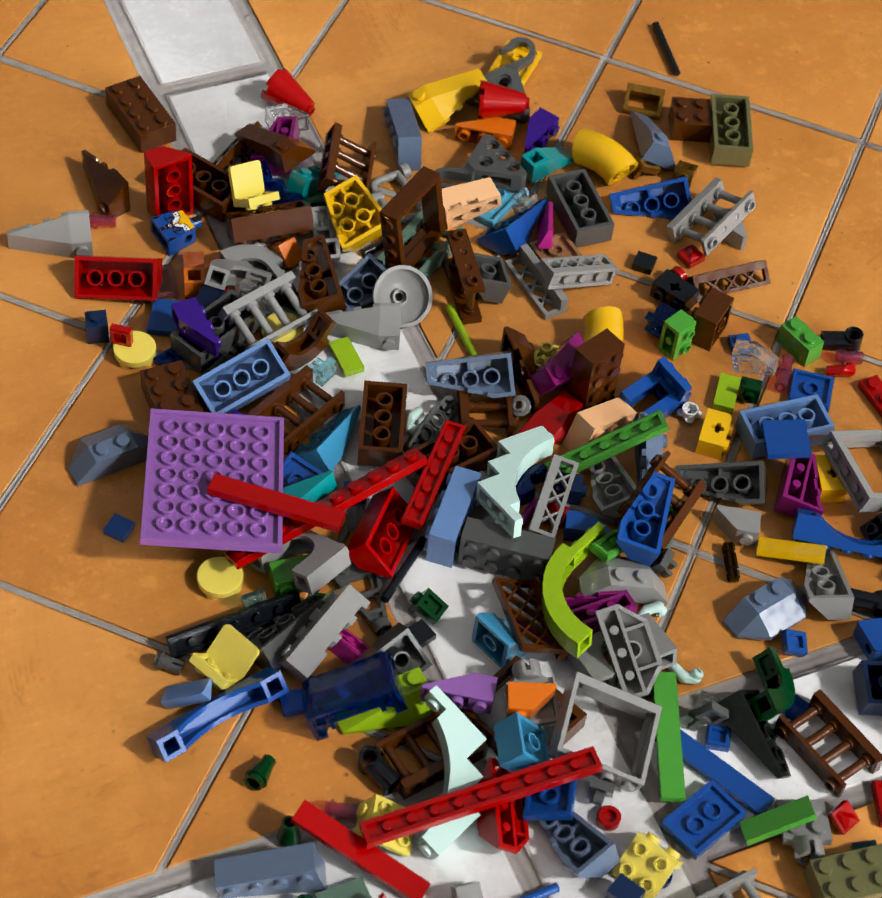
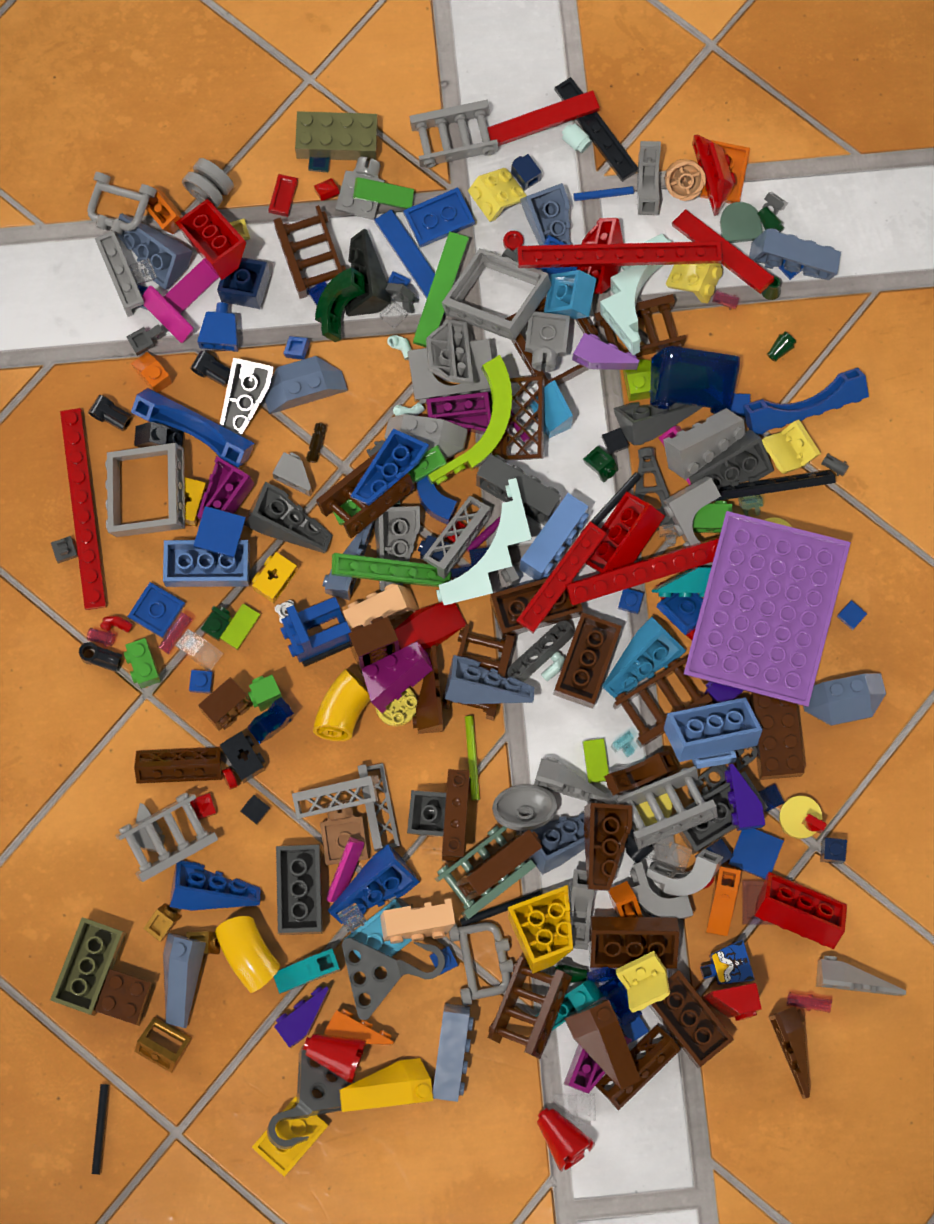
camera: 160 degrees left, 25 degrees up
(140, 114) = (733, 1150): reddish brown brick -> none
(187, 693) = (827, 427): medium blue slope -> none
(276, 502) = (720, 560): red tile -> none
(378, 770) = (686, 322): black piece -> none
(526, 405) = (445, 655): light grey plate -> none
(527, 697) = (555, 326): orange slope -> none
(791, 550) = (259, 434): yellow tile -> none

